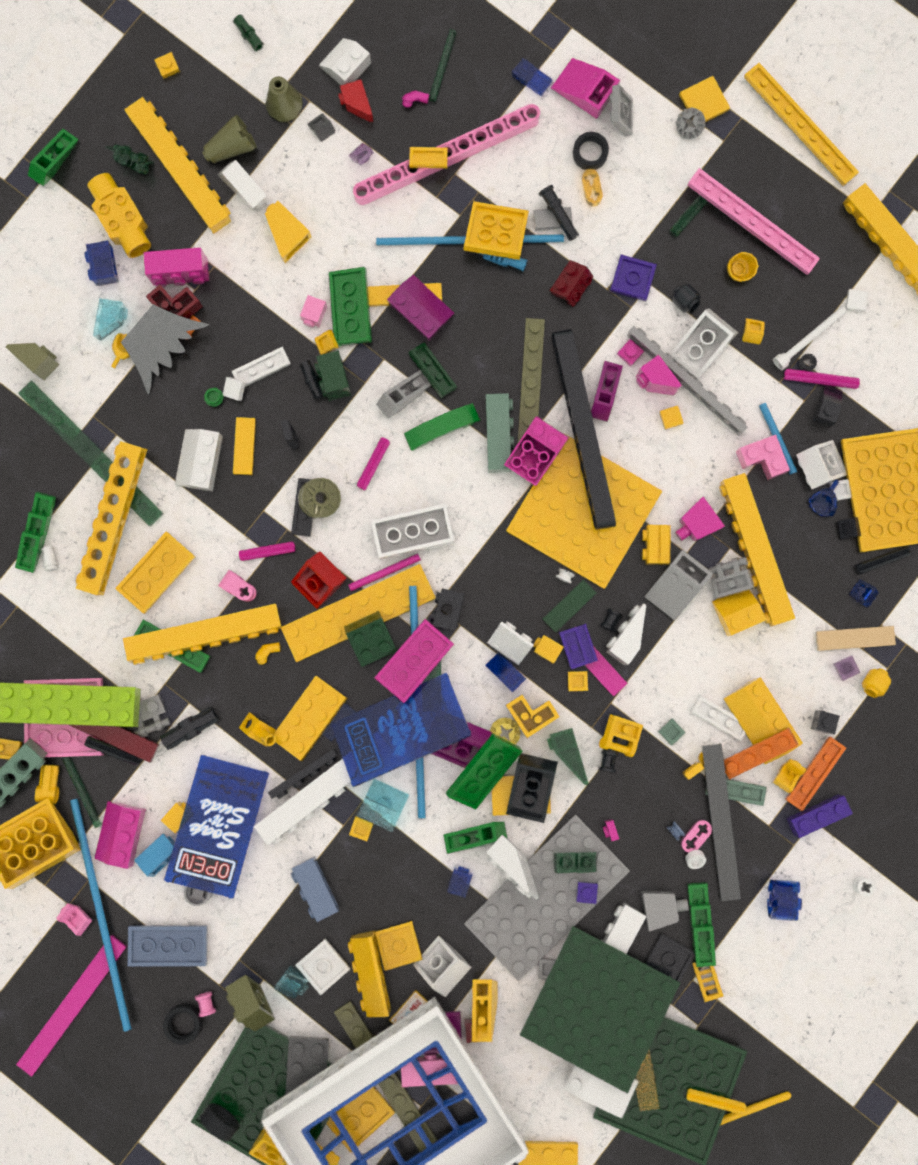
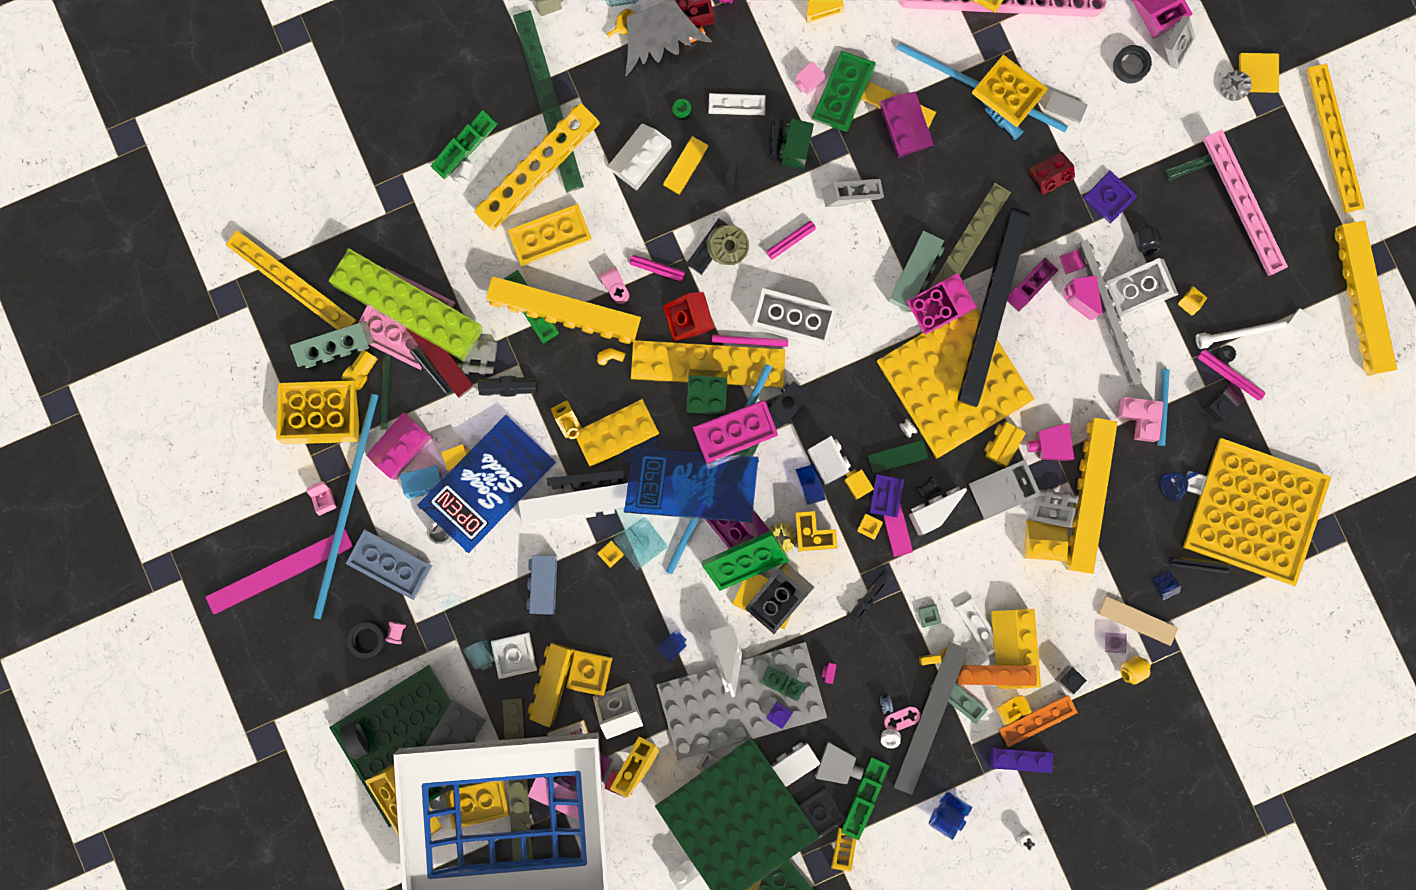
camera: 30 degrees right, 0 degrees up
(234, 388) = (703, 110): white tile -> none
(249, 1003) = (434, 651): olive brick -> none
(326, 342) = (806, 111): yellow tile -> none
(432, 370) = (887, 185): dark green tile -> none
(441, 425) = (869, 238): green slope -> none
(474, 837) = (706, 614): green slope -> none
(555, 205) = (1074, 96): black pin -> none
(566, 749) = (828, 580): clear green slope -> none
(588, 189) = (1120, 98): clear yellow beam -> none
(622, 729) = (887, 589): yellow plate -> none
(671, 417) = (1077, 338): yellow tile -> none
(742, 267) = (1213, 238): yellow hair -> none
(821, 464) = (1190, 450): white slope -> none
(849, 528) = (1184, 520): black tile -> none

